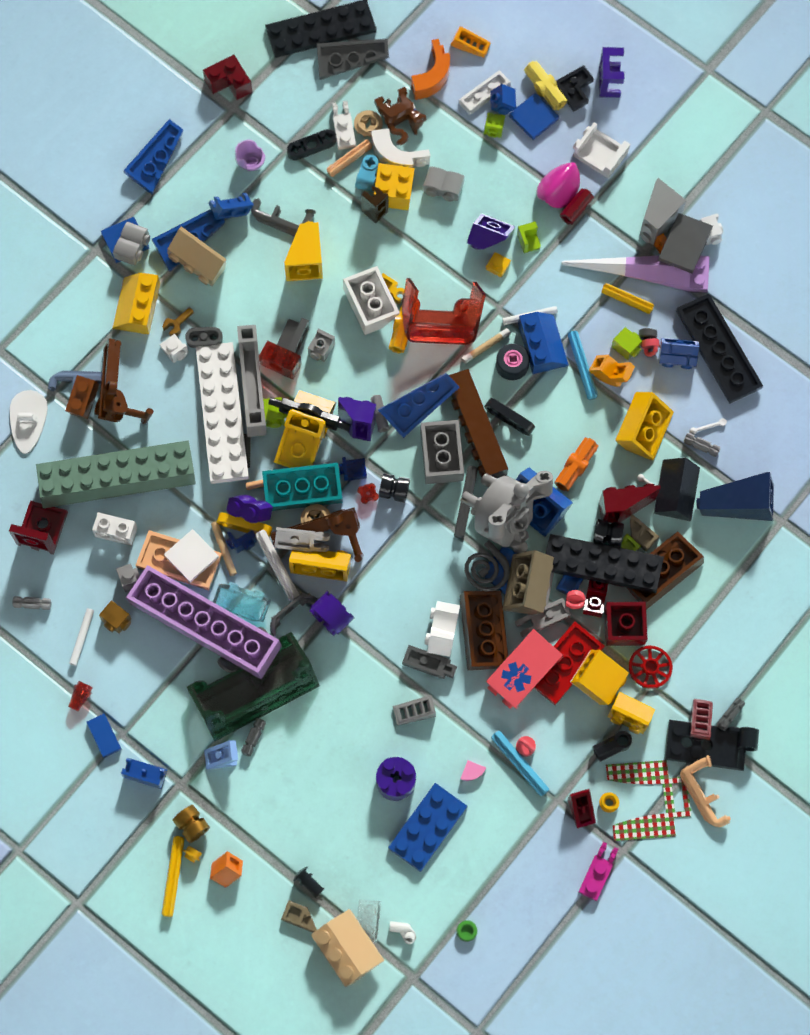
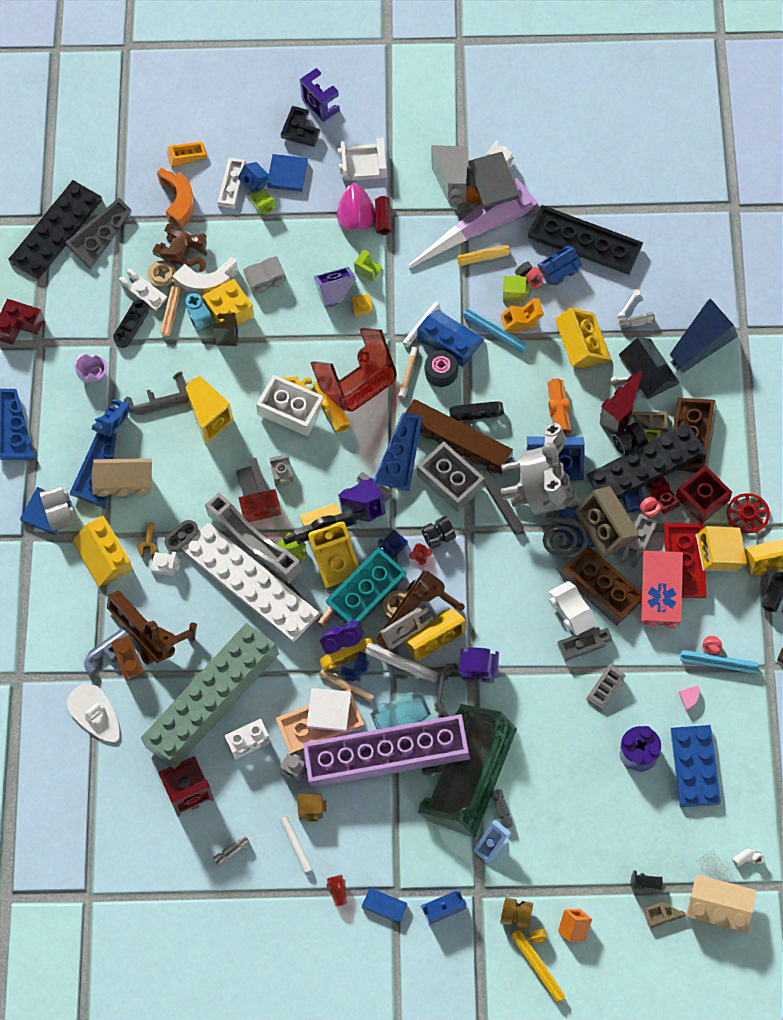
camera: 35 degrees left, 5 degrees down
(545, 85) = (275, 142): light yellow piece -> none

